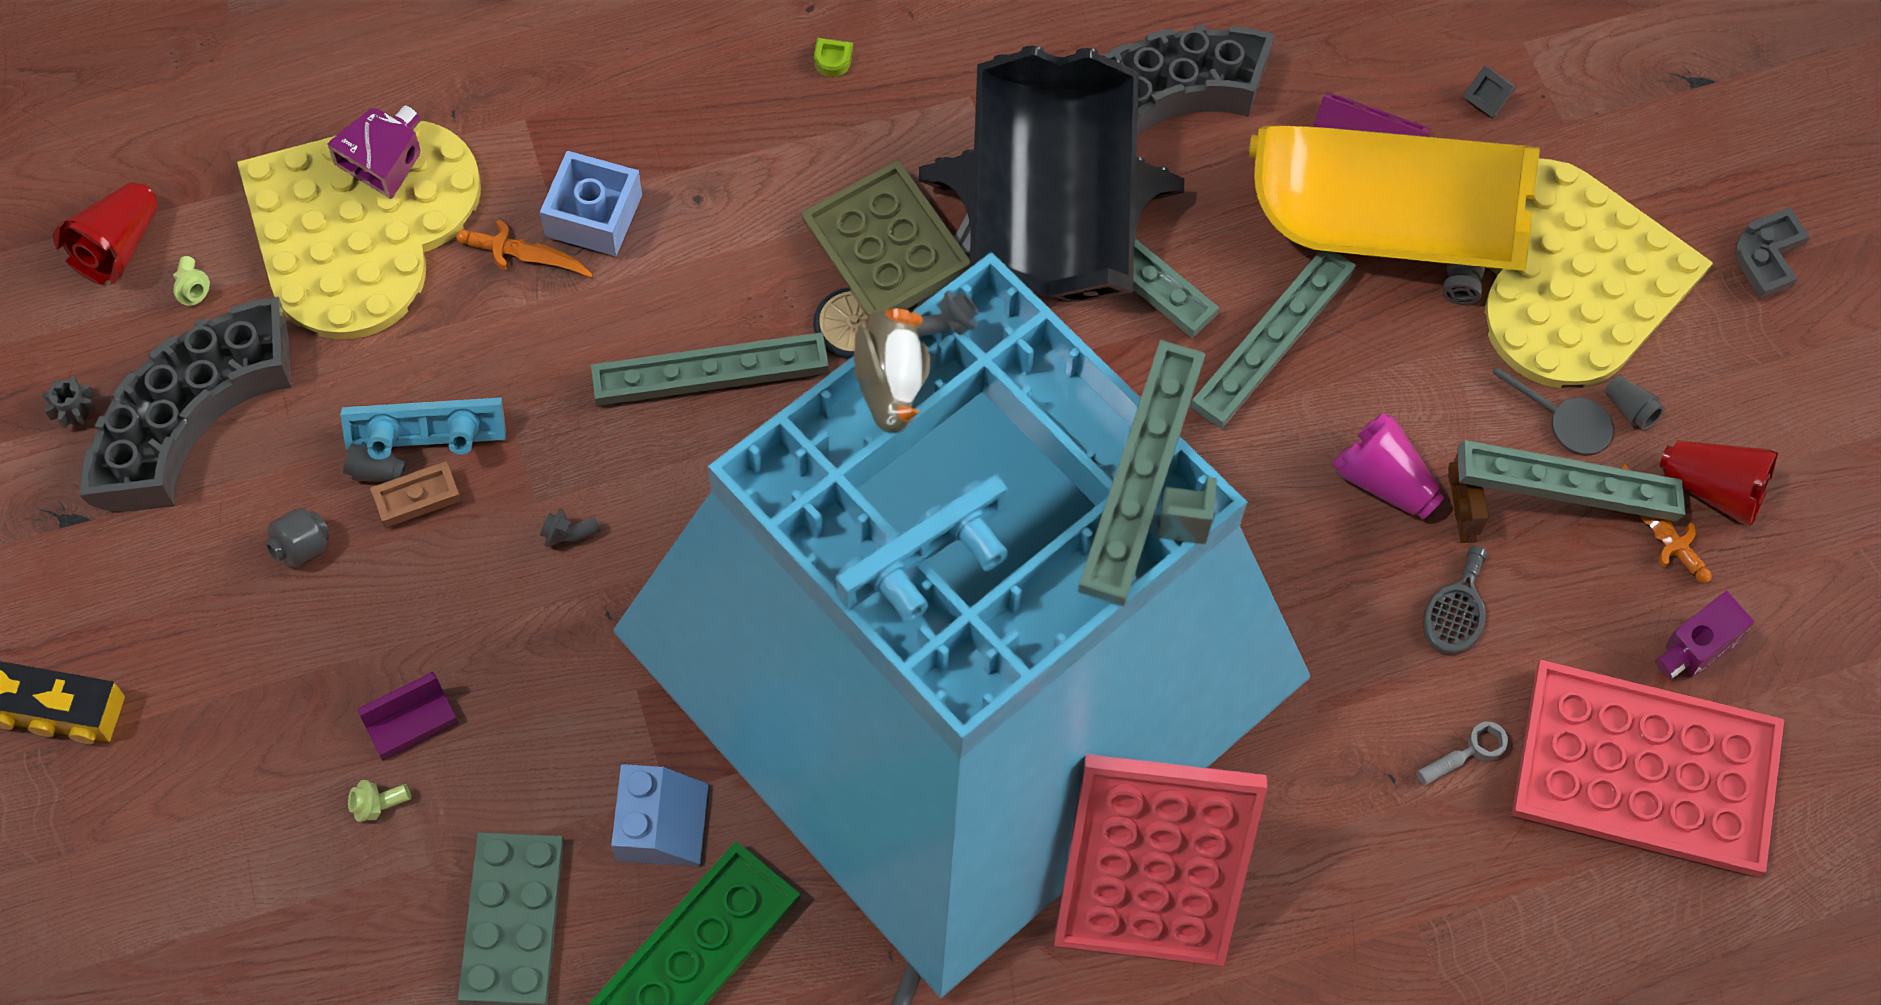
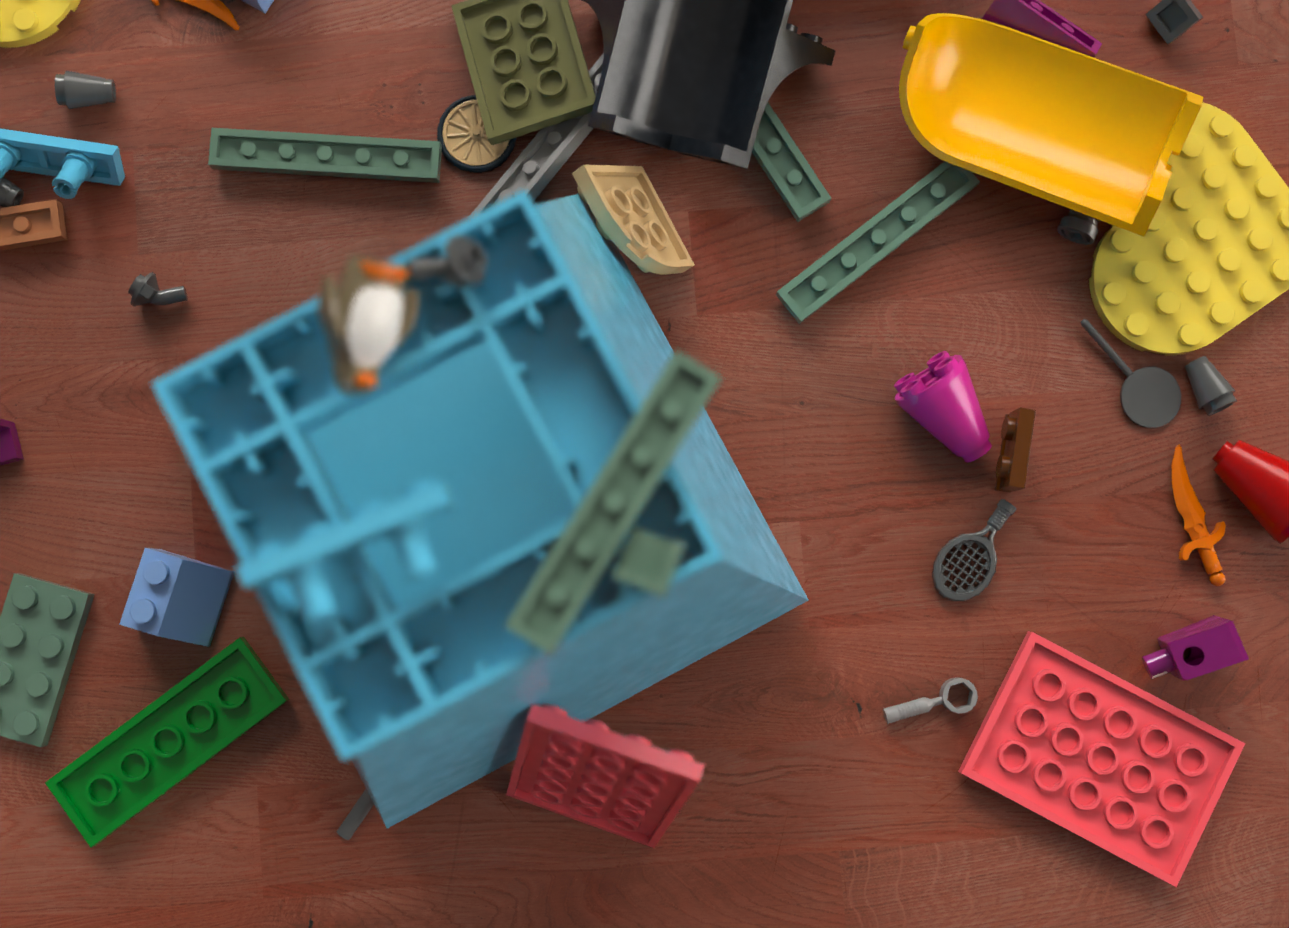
camera: 15 degrees right, 20 degrees up
(449, 358) = (83, 90): none -> dark grey cone
(1570, 481) = (1117, 465): sand green plate -> none

